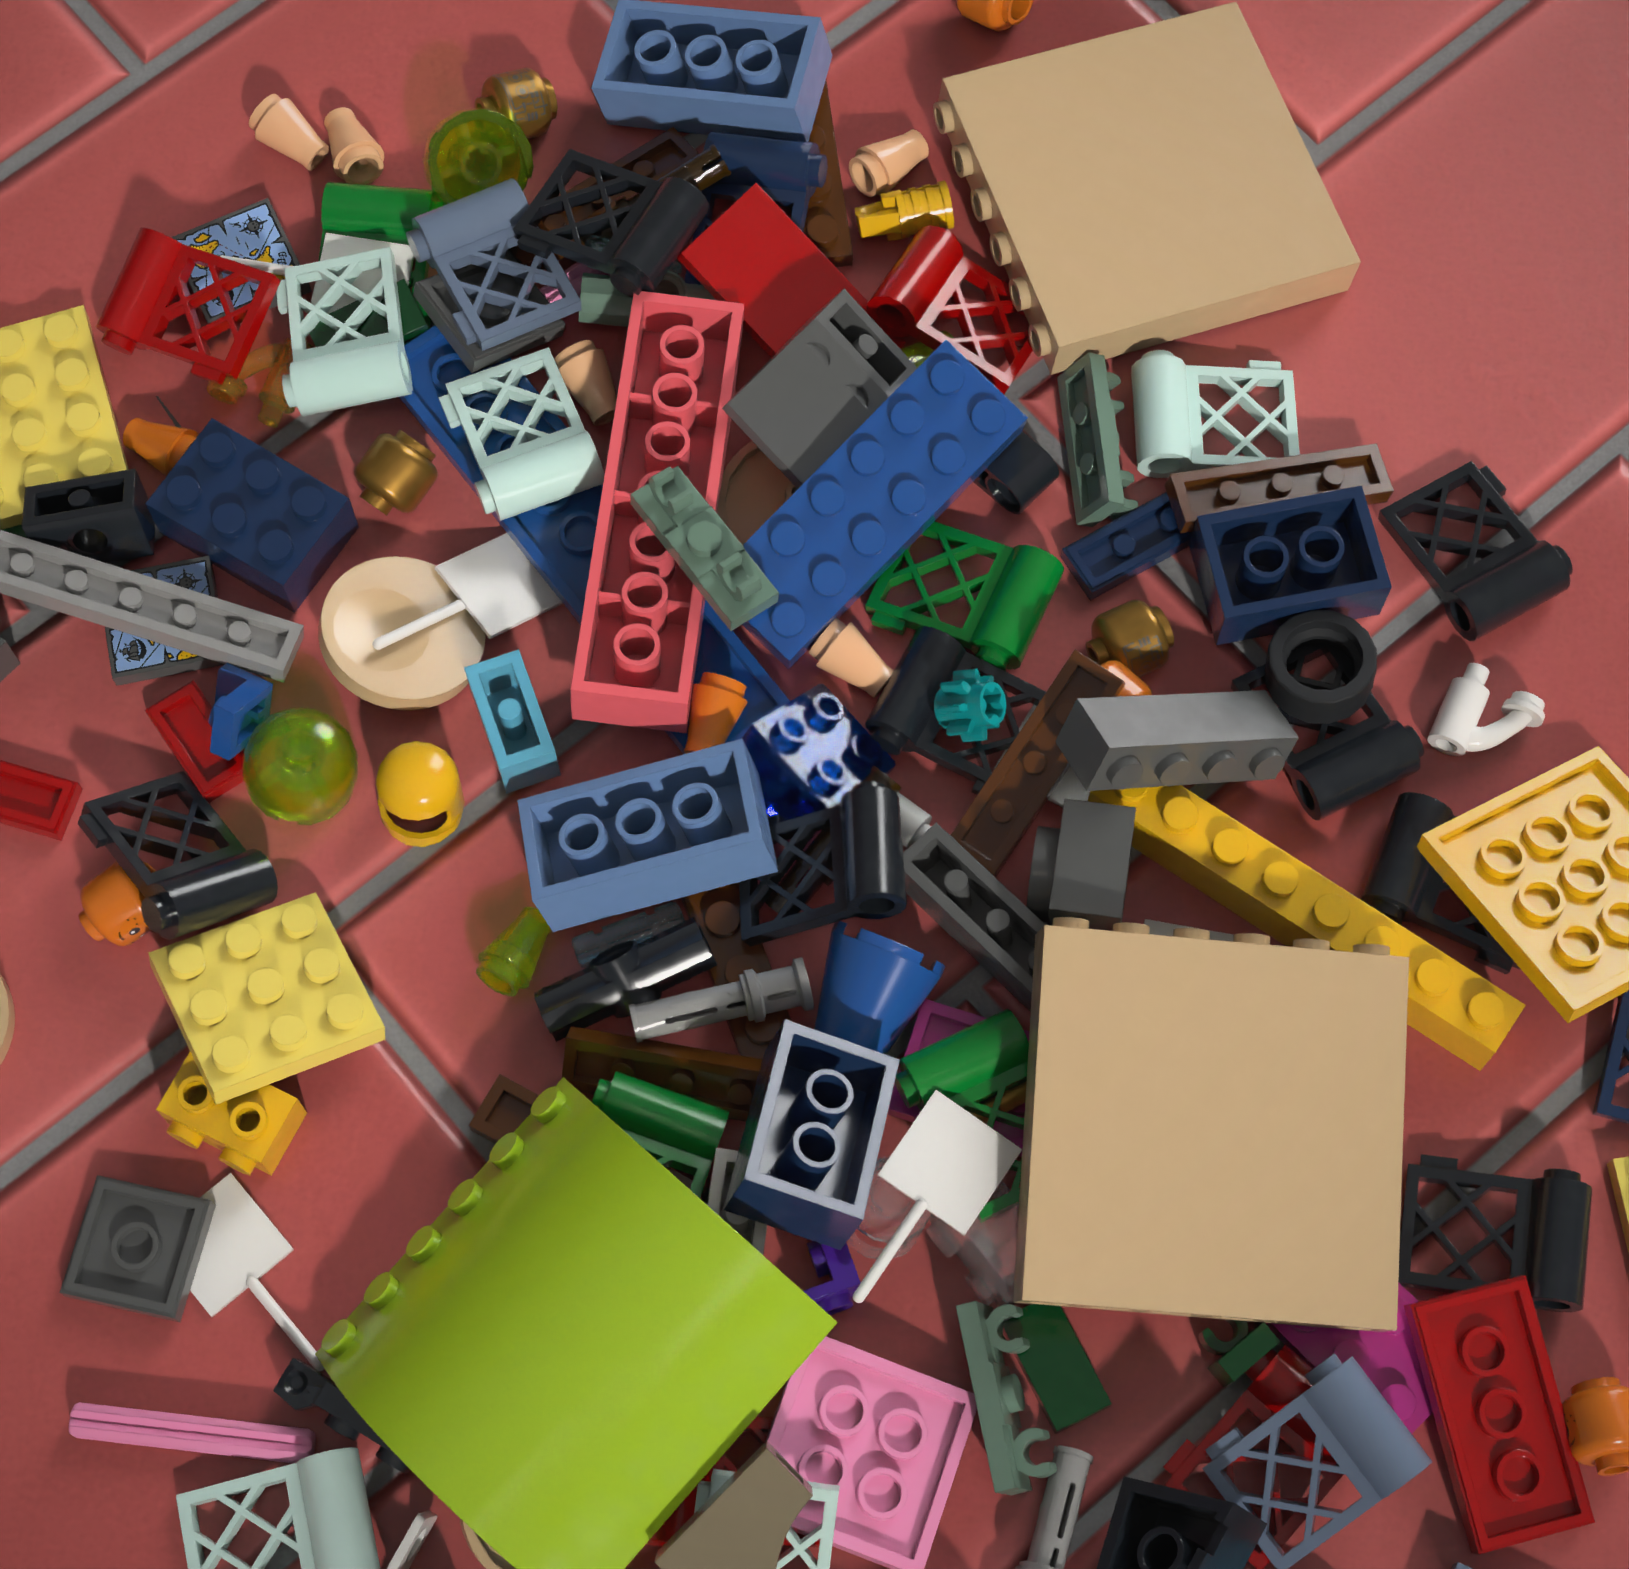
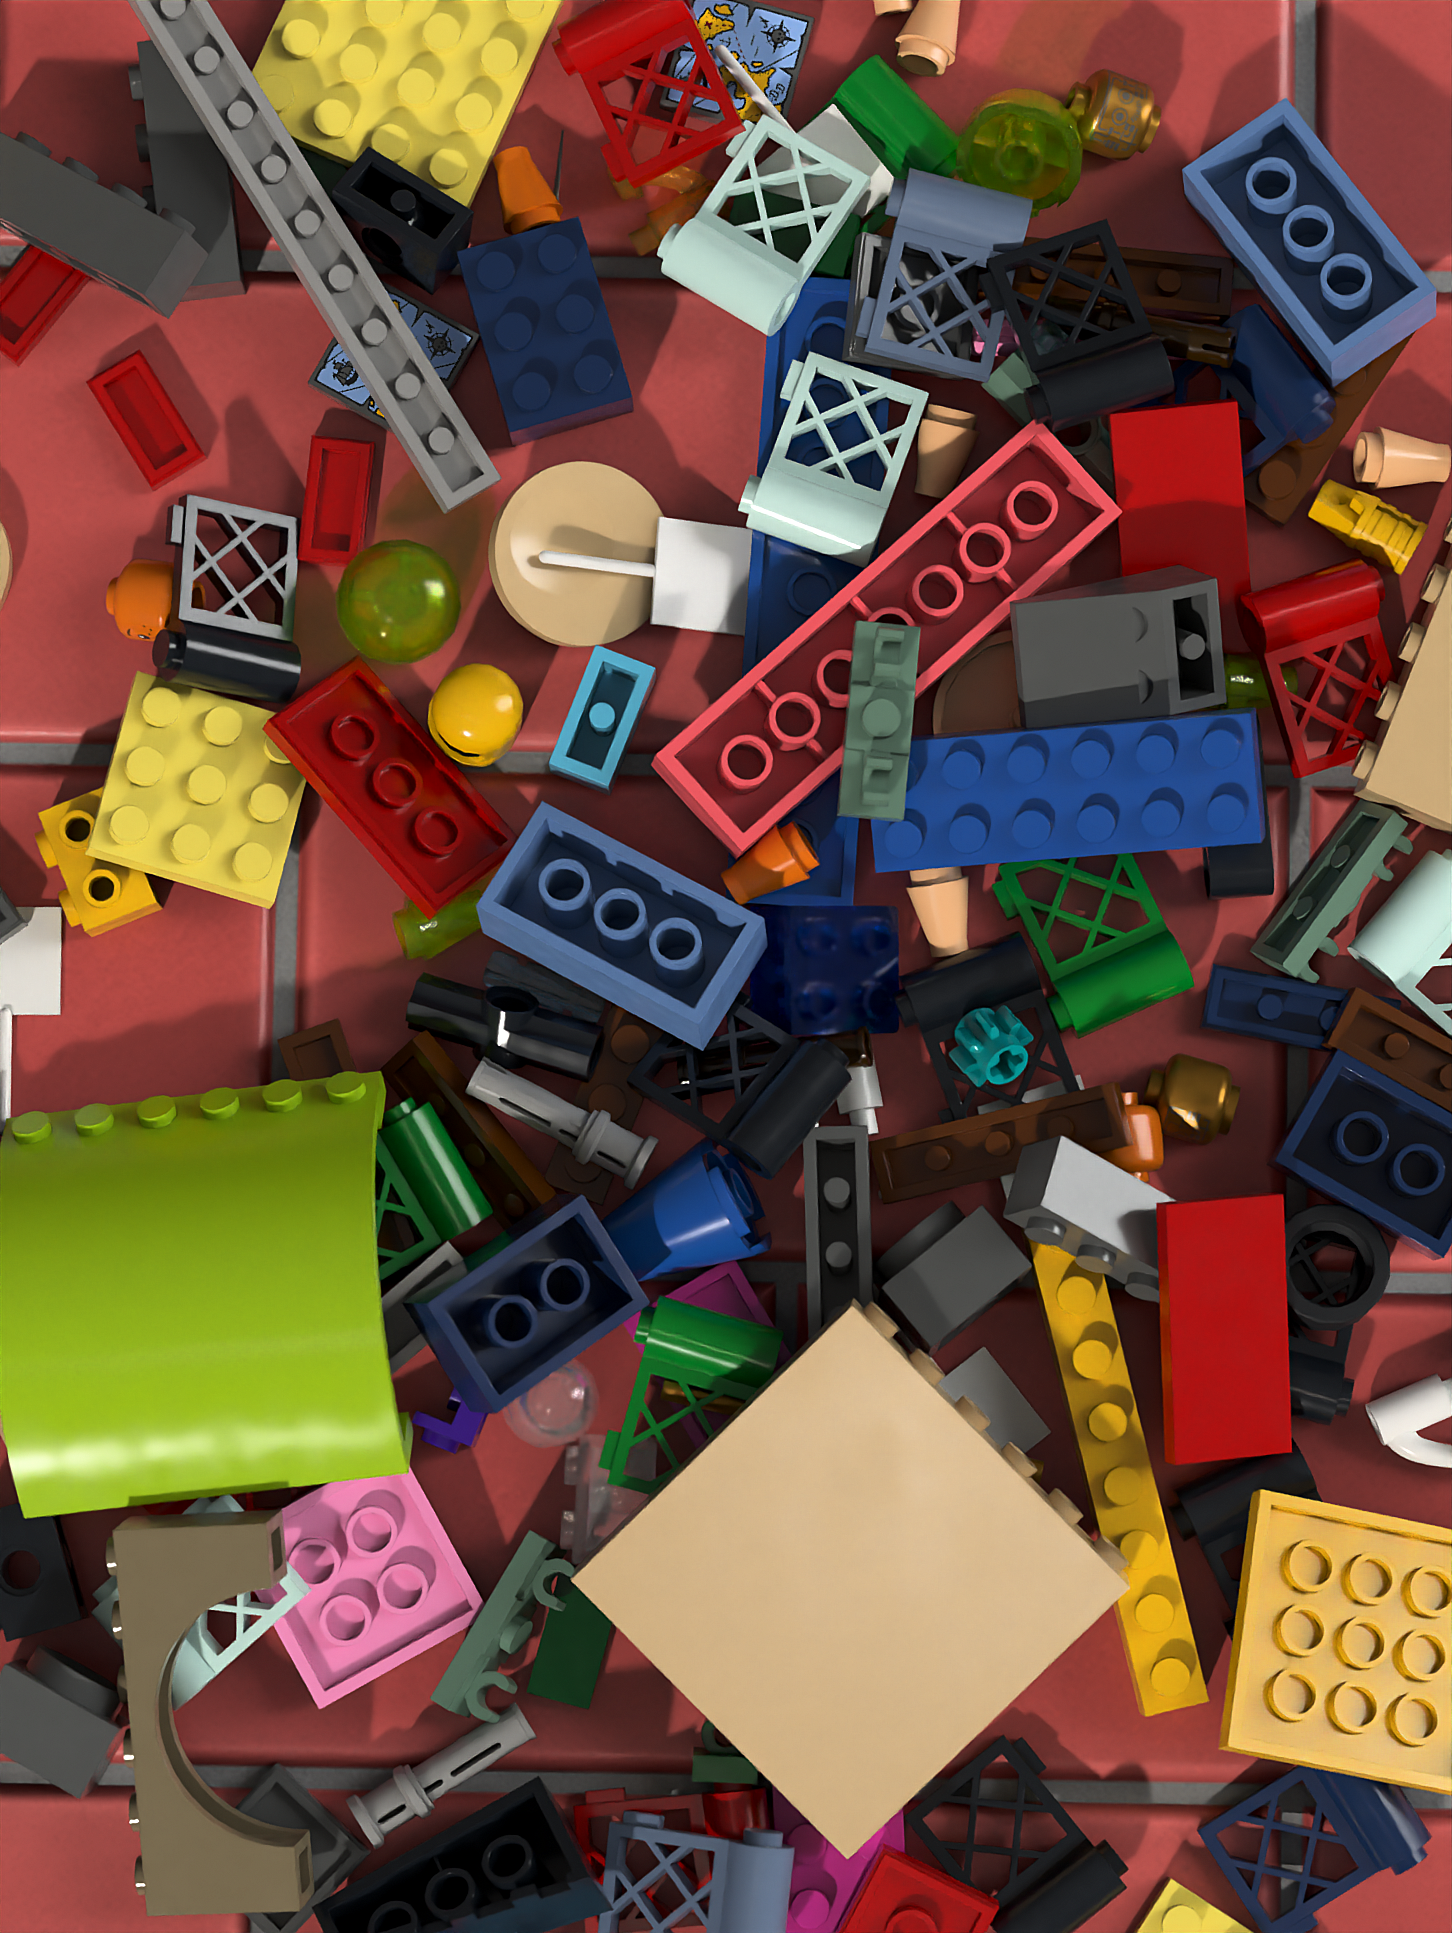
camera: 40 degrees right, 15 degrees up
(239, 707) = (386, 512): blue bracket -> none
(396, 473) = (701, 395): pearl gold head -> none
(402, 886) = (392, 786): none -> red tile
(947, 1167) = (615, 1419): white piece -> none
(1298, 746) = (1224, 1327): none -> red tile

